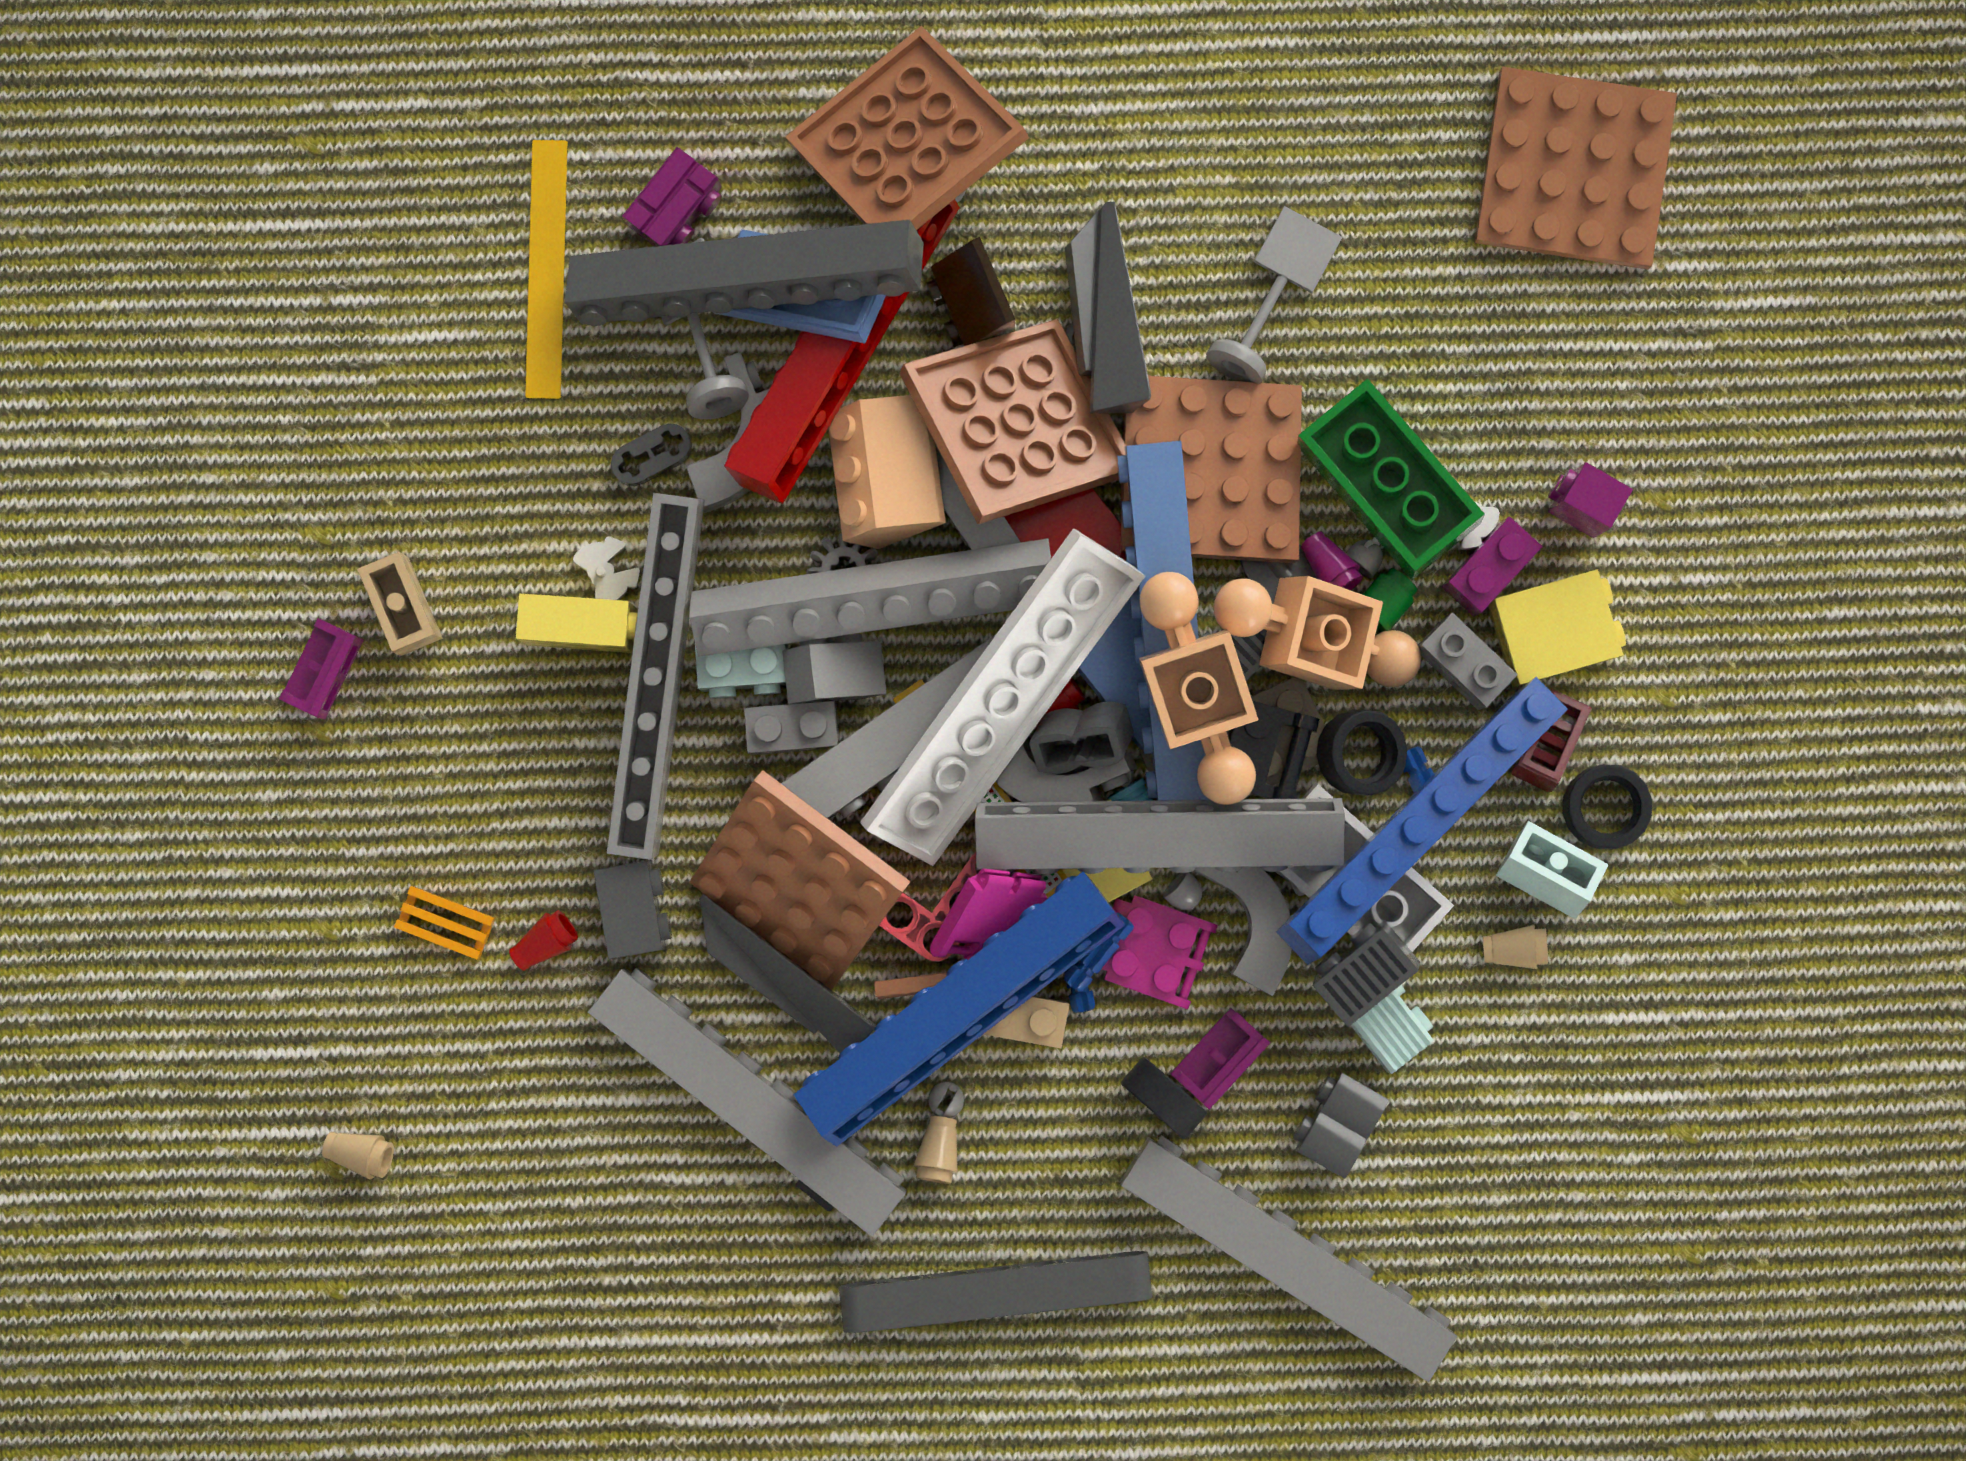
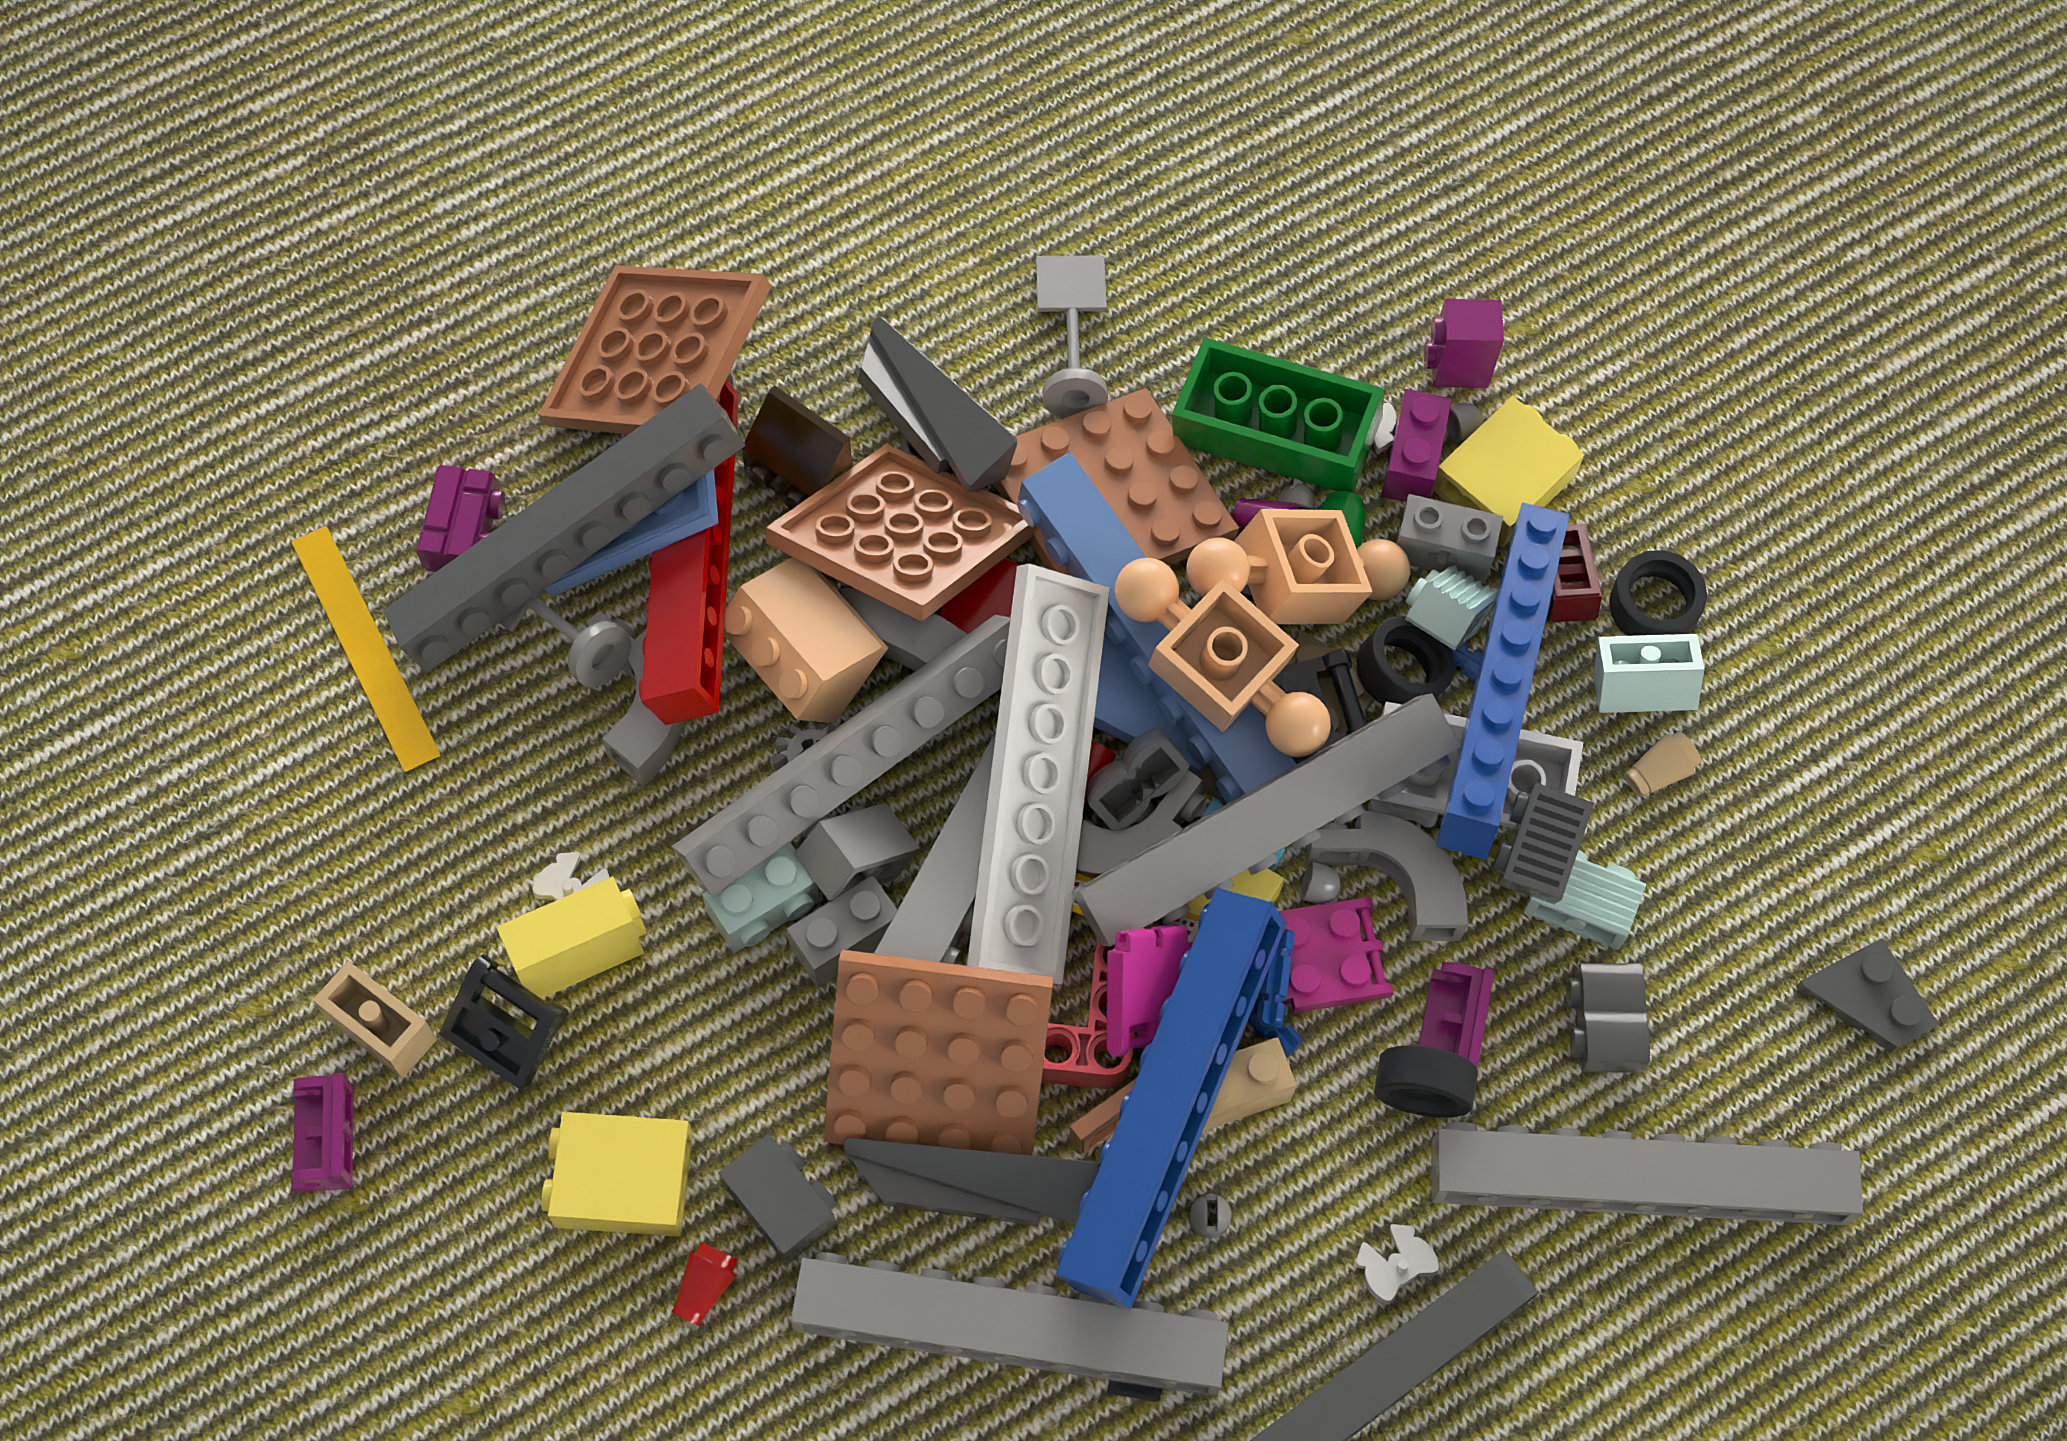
camera: 30 degrees left, 20 degrees down
(409, 908) = (582, 1303): light orange tile -> none
(485, 662) = (495, 1035): none -> black plate
(522, 824) = (618, 1174): none -> light yellow brick
(646, 445) = (552, 751): dark grey beam -> none
(655, 676) = (680, 946): light grey brick -> none
(938, 1151) = (1234, 1270): tan cone -> none
(1077, 1218) = (1386, 1277): none -> white piece
(1427, 725) = (1449, 605): none -> light aqua brick
(1549, 562) = (1463, 421): none -> light grey hinge
(1559, 1219) = (1873, 995): none -> dark grey wing
(1575, 168) = (1272, 105): nougat plate -> none

